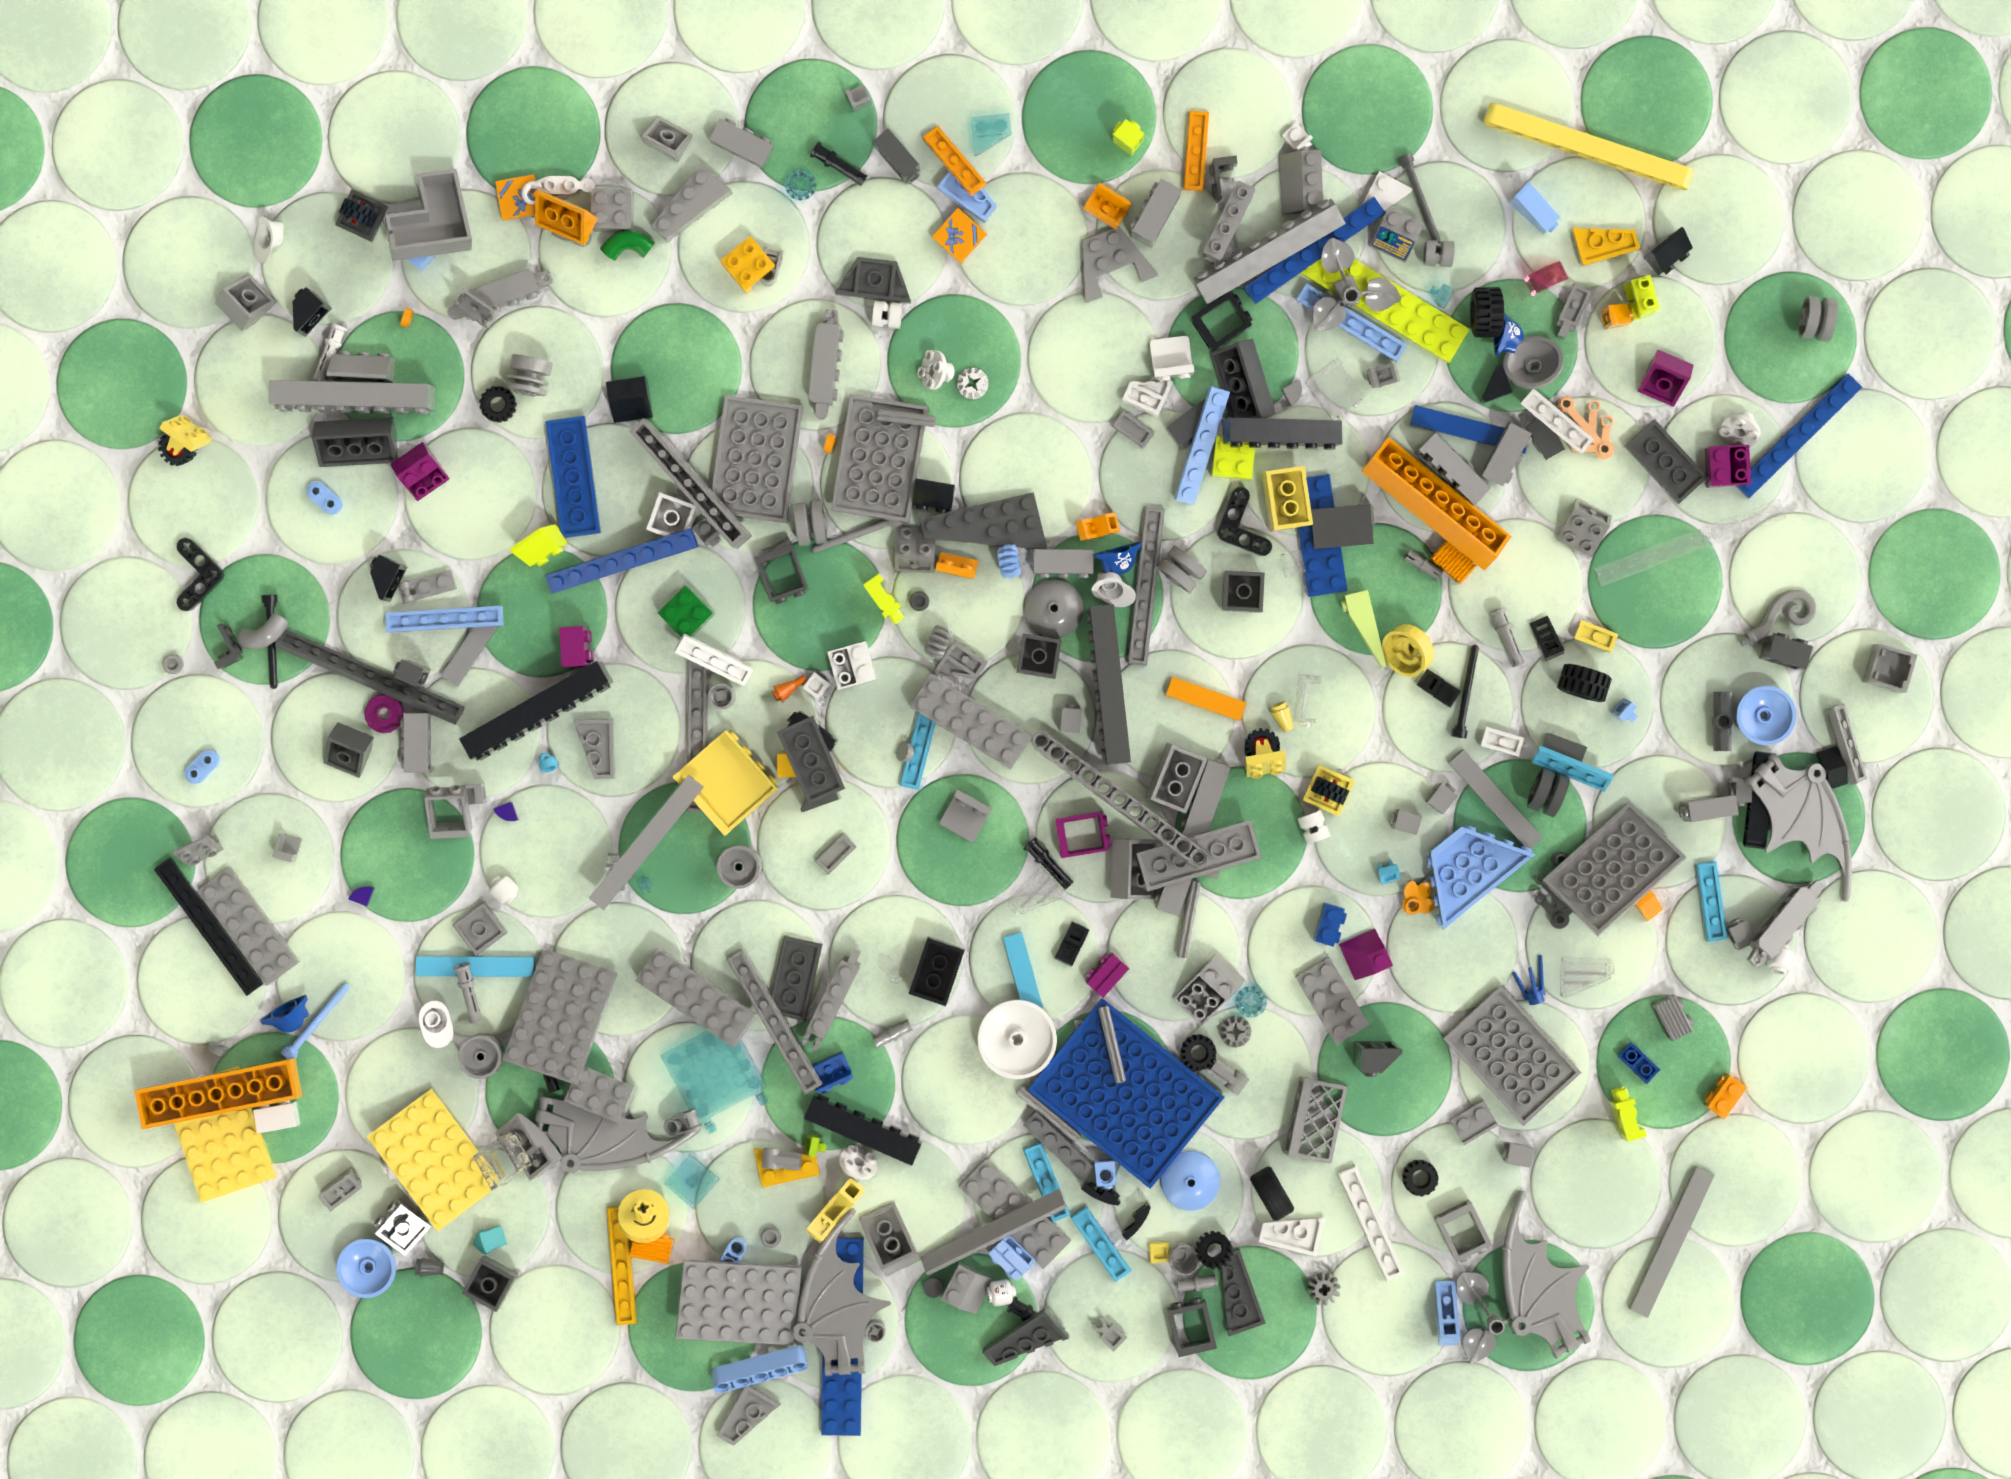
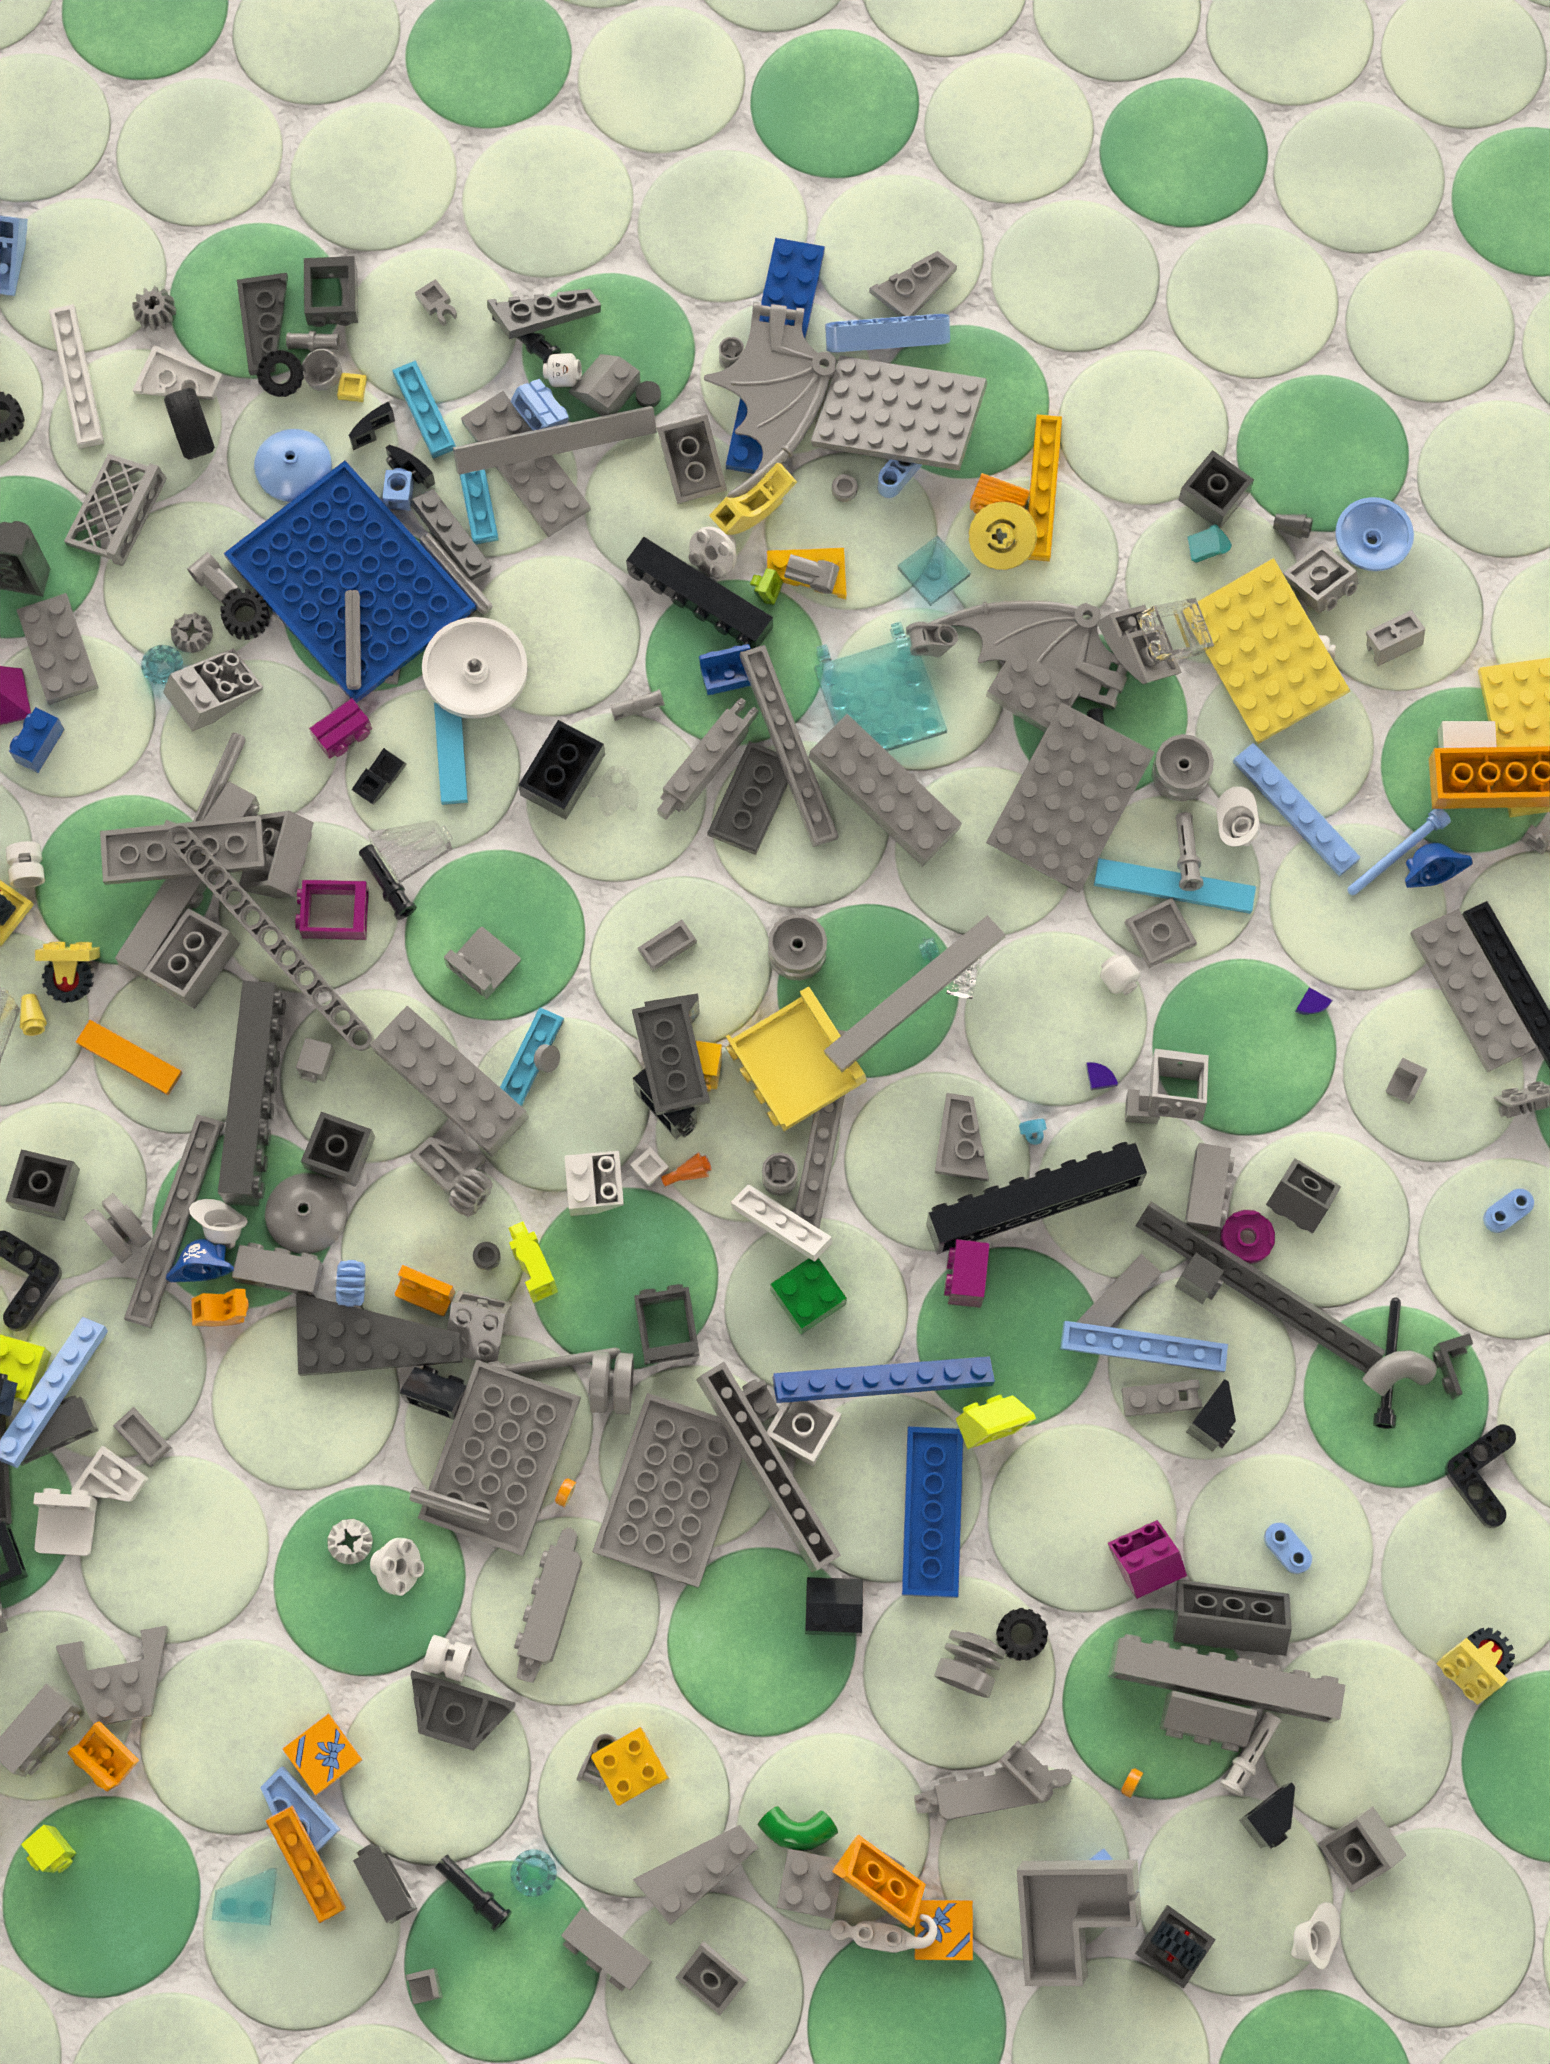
camera: 170 degrees left, 15 degrees down
(173, 664) = (1531, 1356): light grey tile -> none
(395, 1042) = (1296, 809): none -> light blue plate

